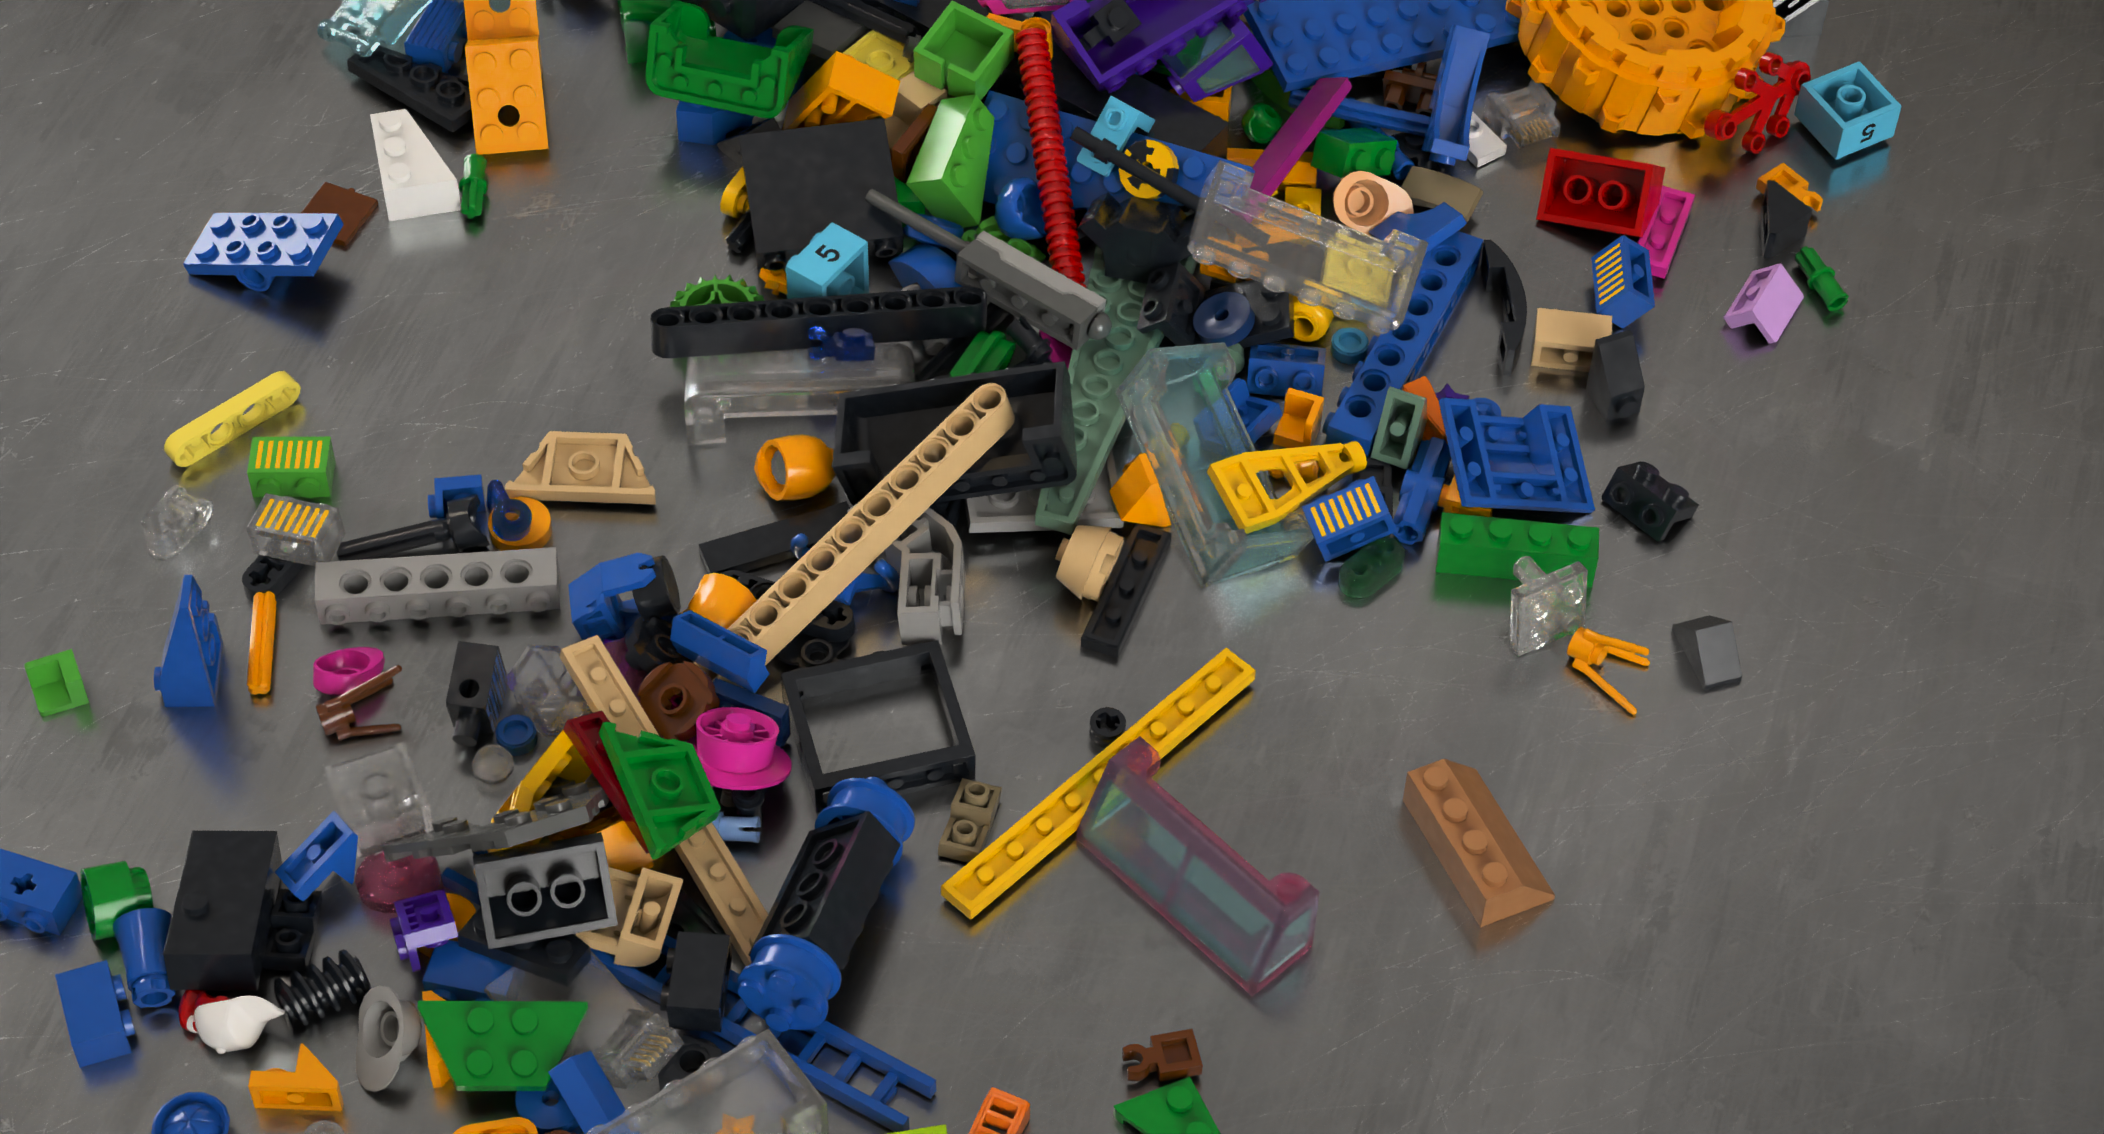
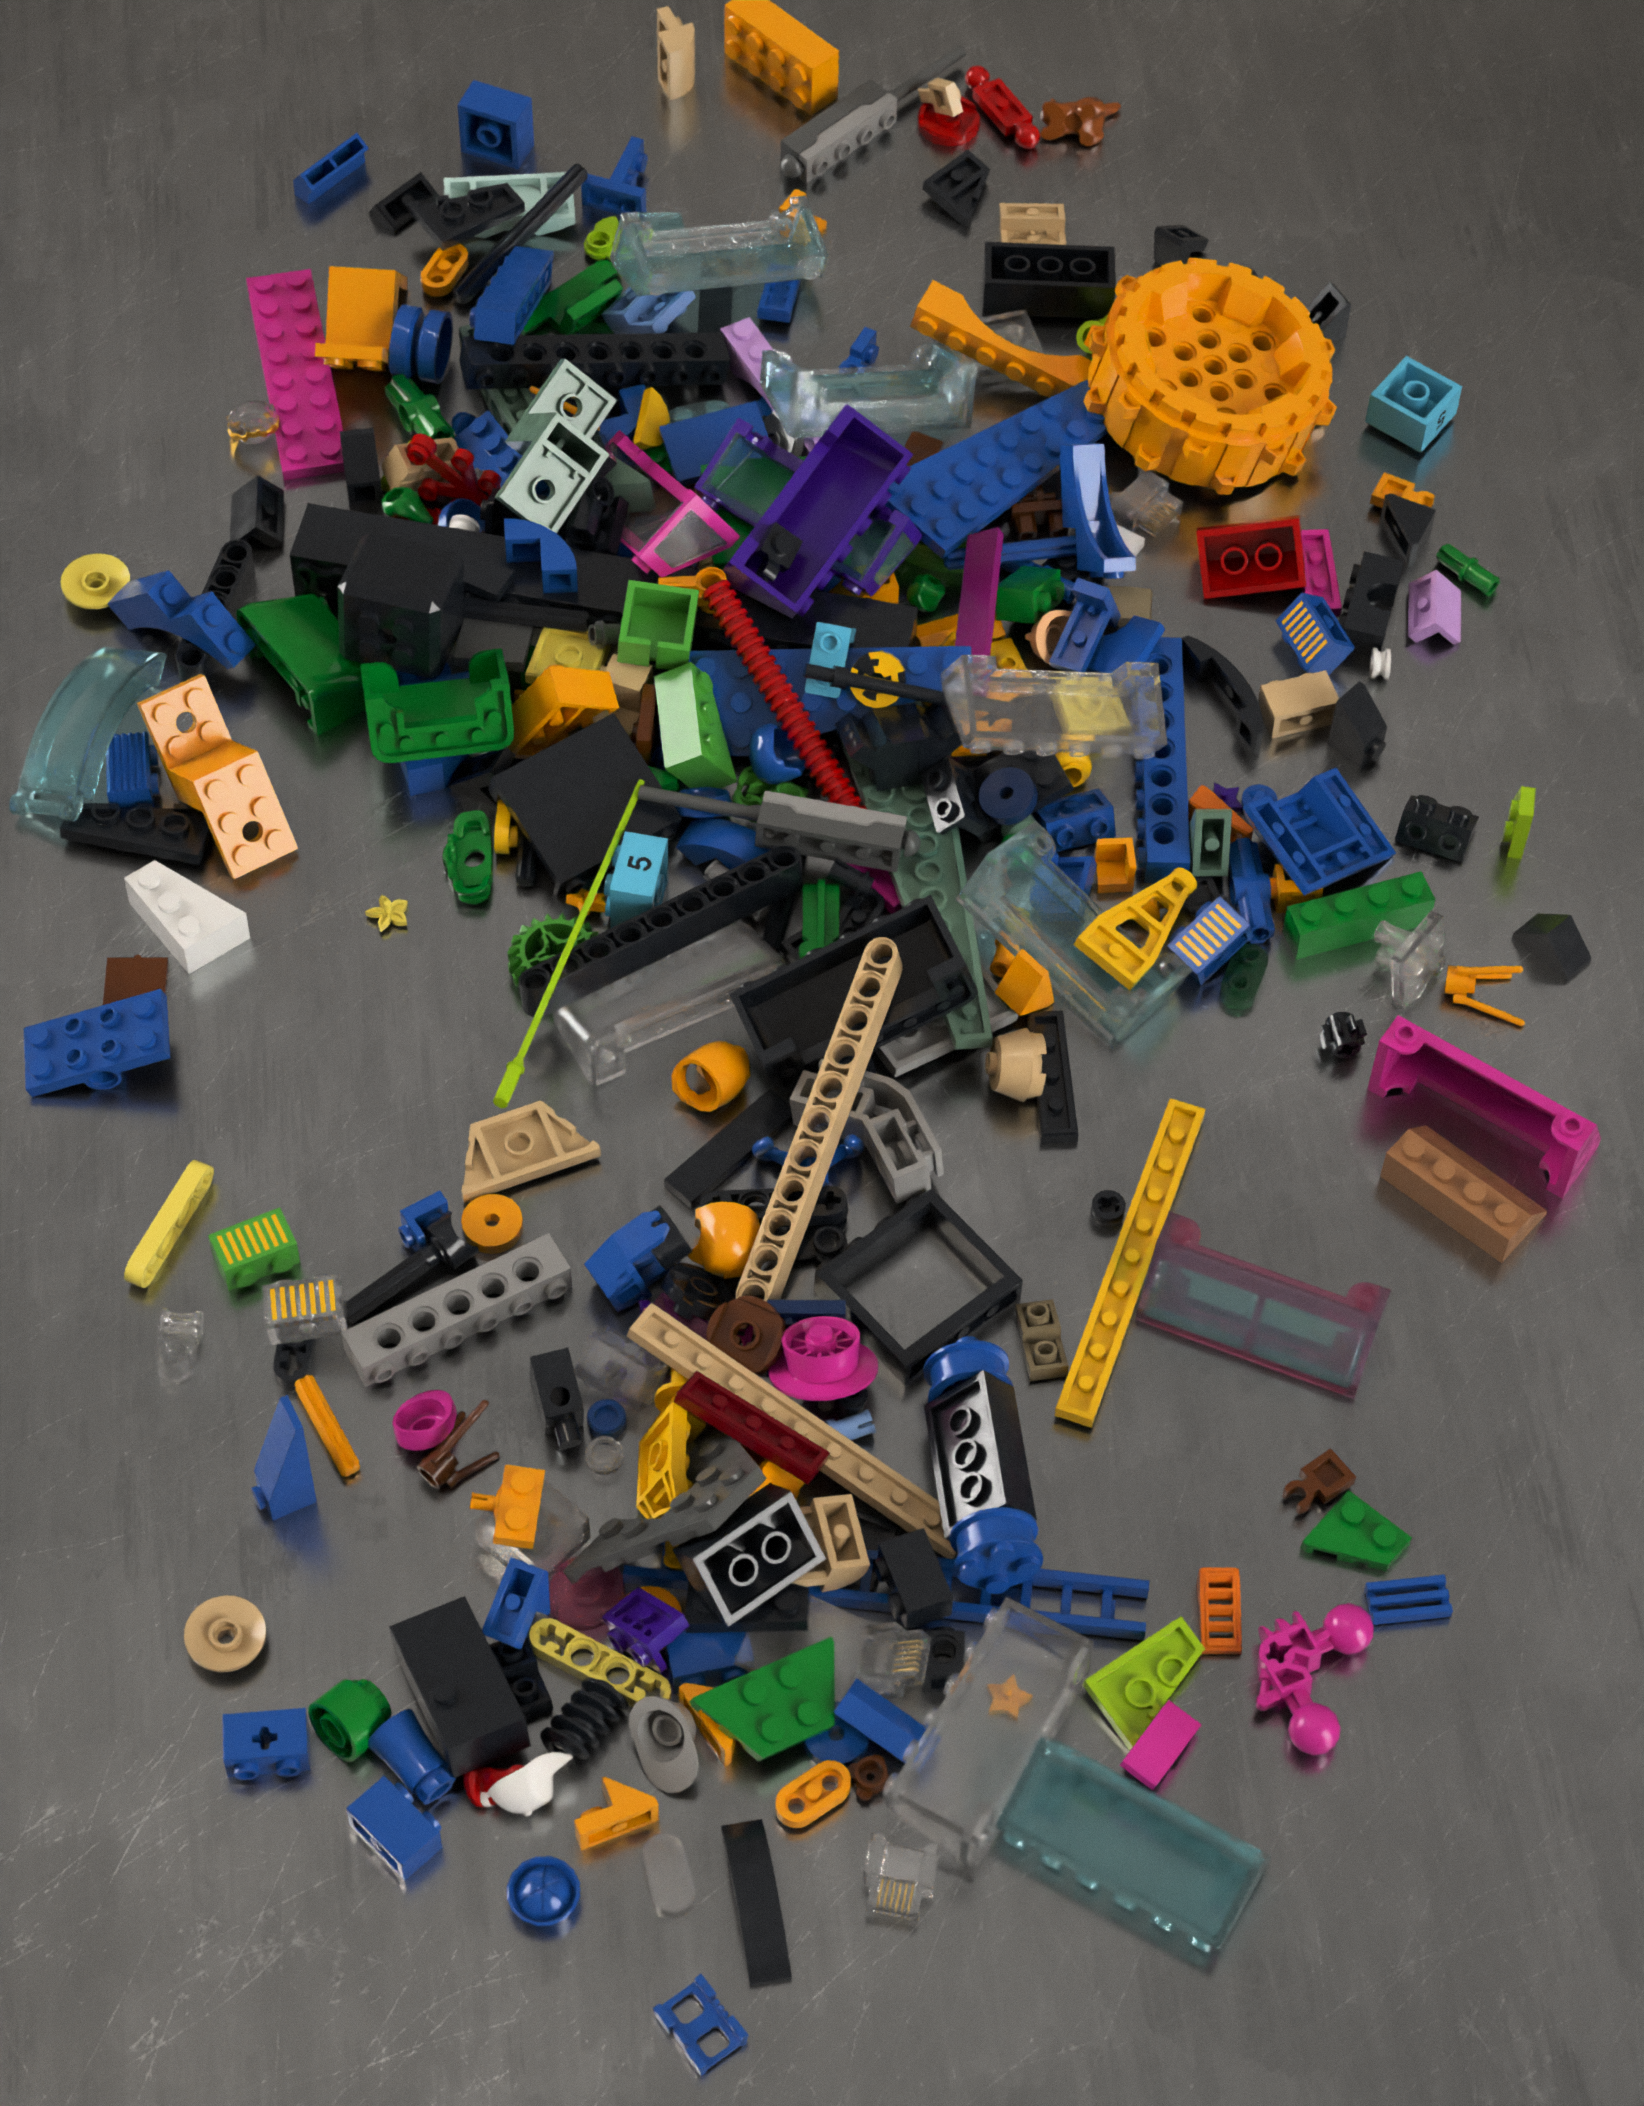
camera: 25 degrees left, 5 degrees up
(50, 771) = (221, 1618): none -> tan dish
(56, 683) = (166, 1539): bright green panel -> none
(365, 767) = (514, 1506): none -> light orange plate
(375, 947) = (603, 1661): none -> light yellow beam
(473, 185) = (255, 910): green axle -> none
(501, 503) = (479, 1226): clear blue plate -> none
(594, 382) = (515, 1067): none -> lime piece
(596, 230) = (389, 912): none -> light yellow plant
(661, 786) = (792, 1418): green wing -> none
(705, 191) = (470, 835): none -> green piece
(719, 650) = (762, 1273): blue piece -> none
(849, 345) = (701, 944): clear blue plate -> none
(1349, 345) = (1113, 777): dark azure tile -> none
(1392, 195) = (1085, 626): none -> blue bracket
(1435, 652) = (1343, 1034): none -> black gear
(1487, 697) = (1414, 1055): none -> dark pink windscreen
(1678, 331) = (1380, 663): none -> white bush
(1682, 289) = (1375, 584): none -> black arch
(1736, 514) = (1519, 821): none -> lime wing
(1791, 75) = (1348, 428): red plant -> none

